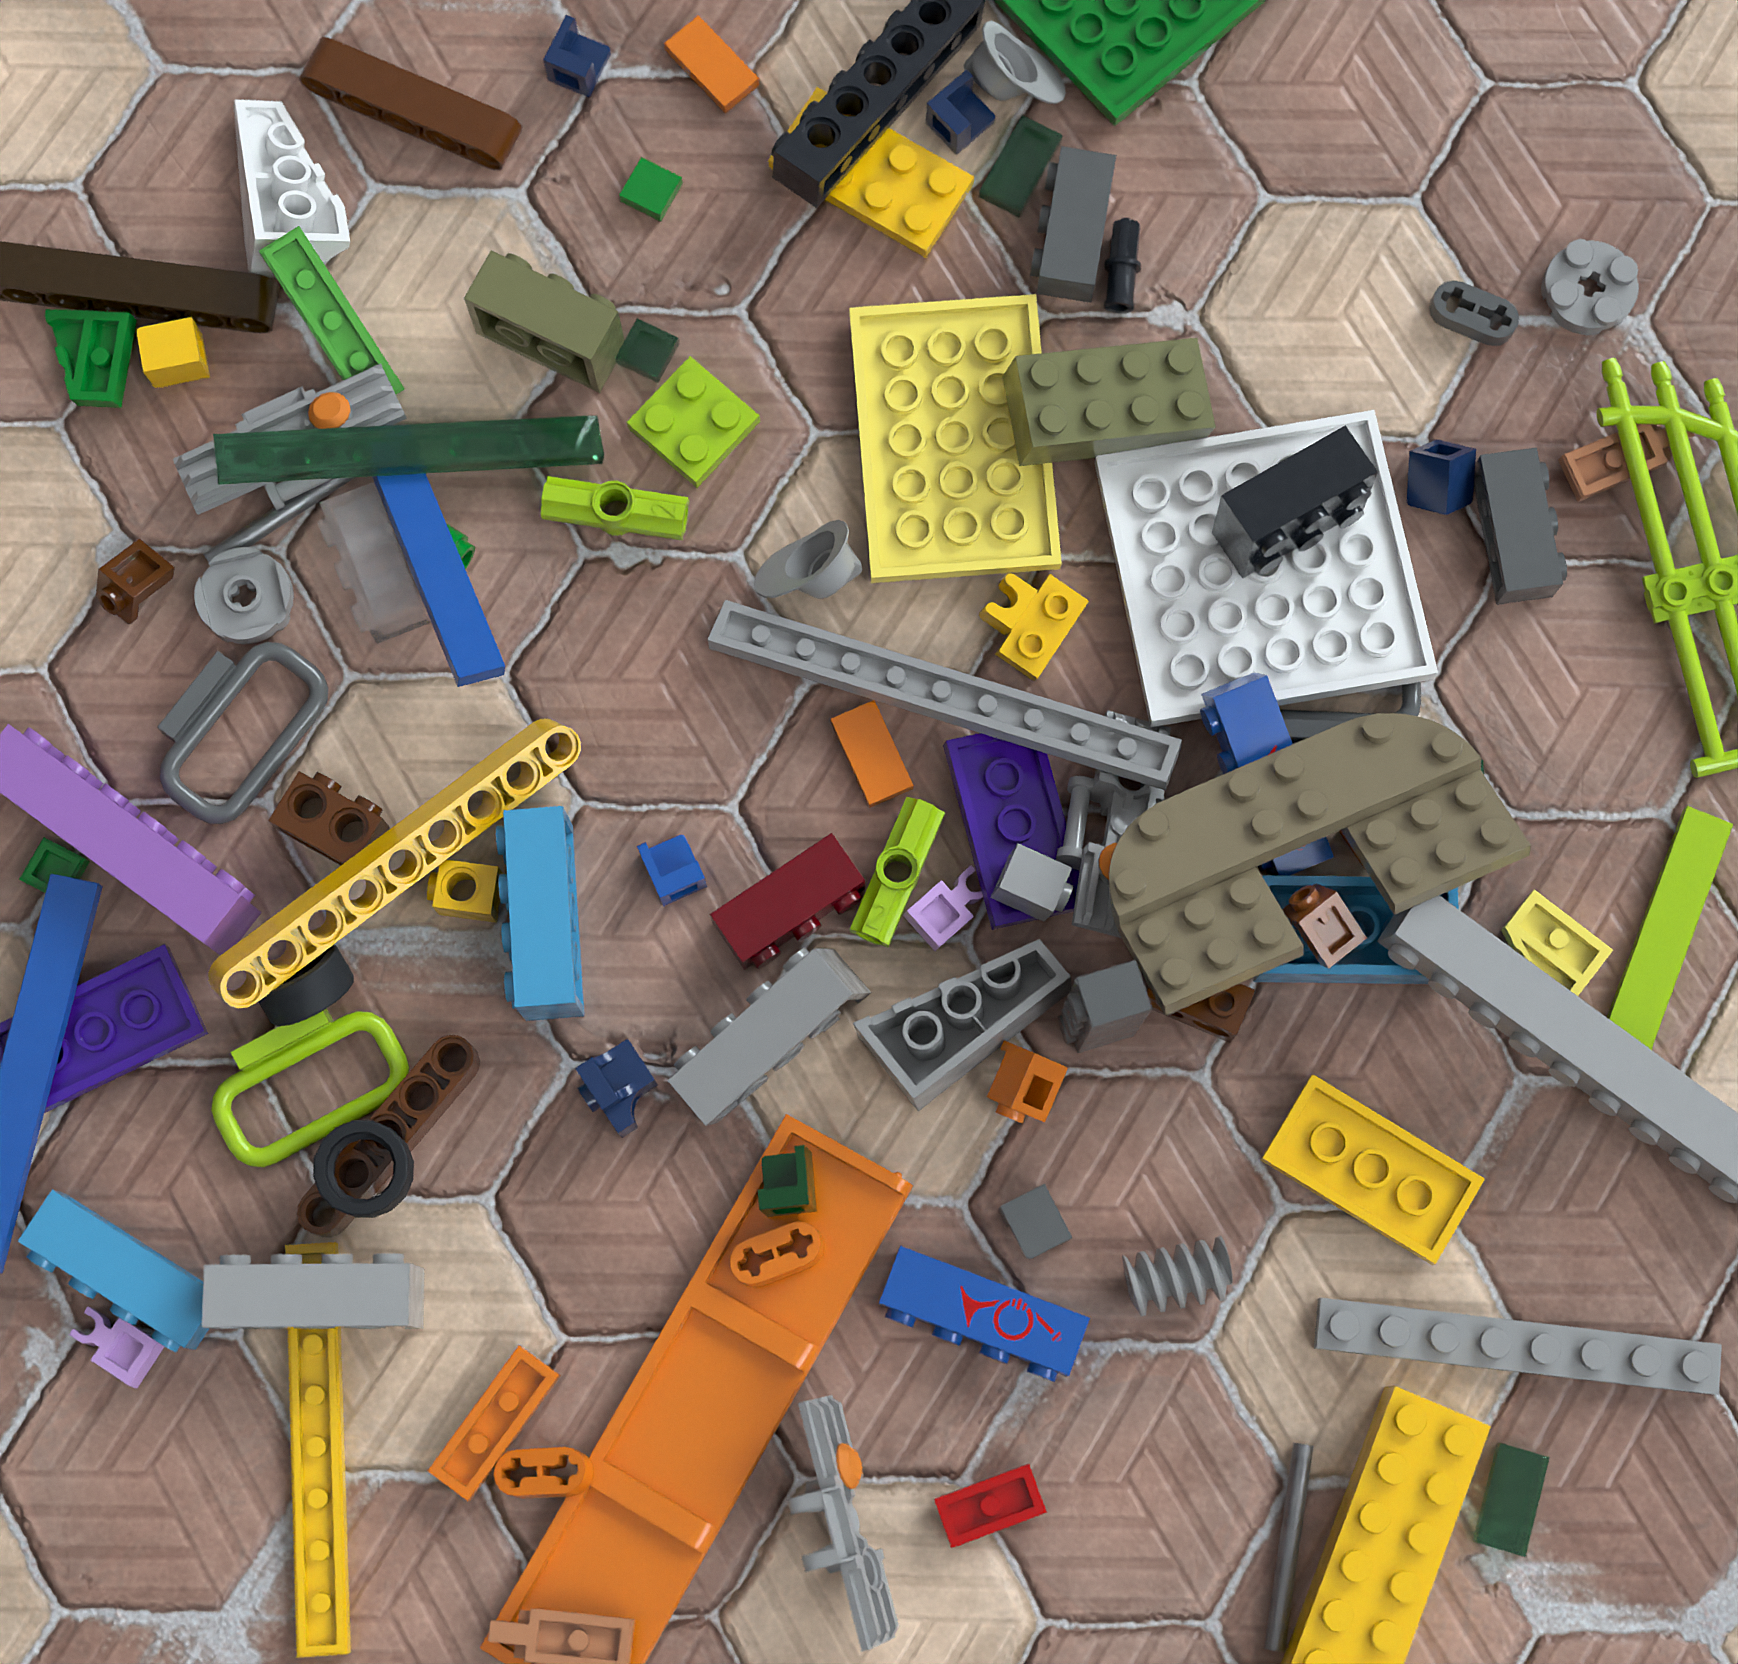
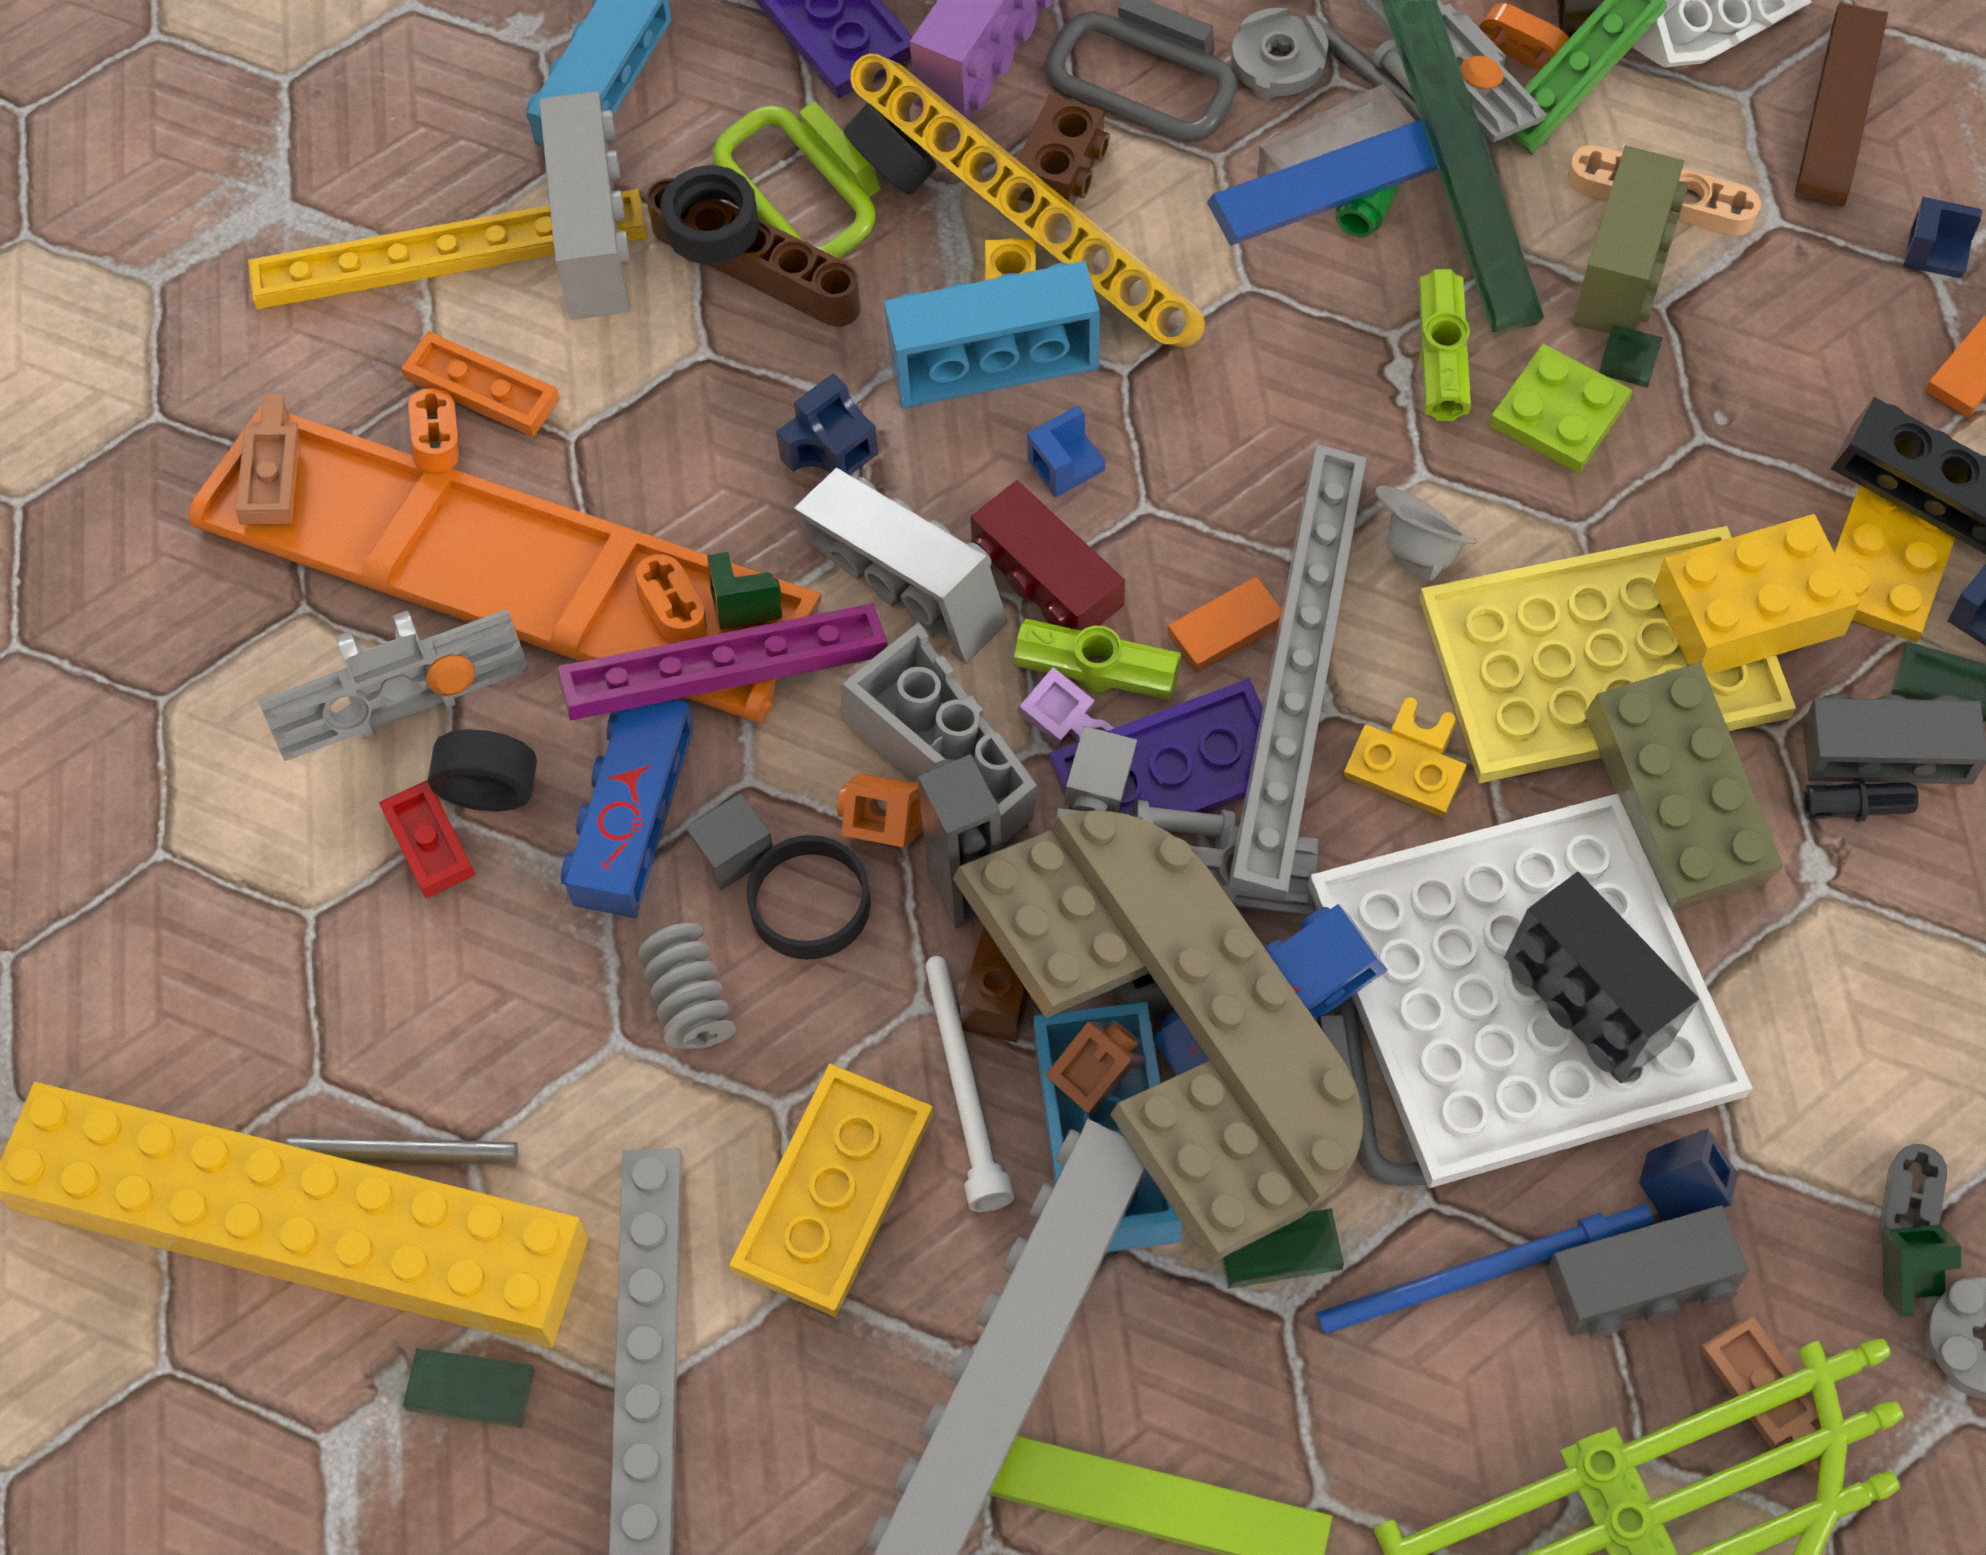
camera: 85 degrees right, 15 degrees down
(122, 1349) = (524, 76): lavender plate -> none
(276, 365) = (1522, 35): none -> orange beam
(462, 277) = (1697, 214): none -> light nougat beam
(651, 189) = (1813, 331): green tile -> none
(868, 1209) = (721, 661): none -> magenta plate
(939, 299) = (1756, 595): none -> yellow brick
(941, 1444) = (482, 770): none -> black tyre
(1130, 1124) = (797, 847): none -> black tyre
(1380, 1038) = (986, 1184): none -> white piece
(1476, 561) = (1481, 1270): none -> blue bar
(1535, 321) = (1916, 1264): none -> dark green panel
(1555, 942) = (1120, 1370): light yellow wing -> none

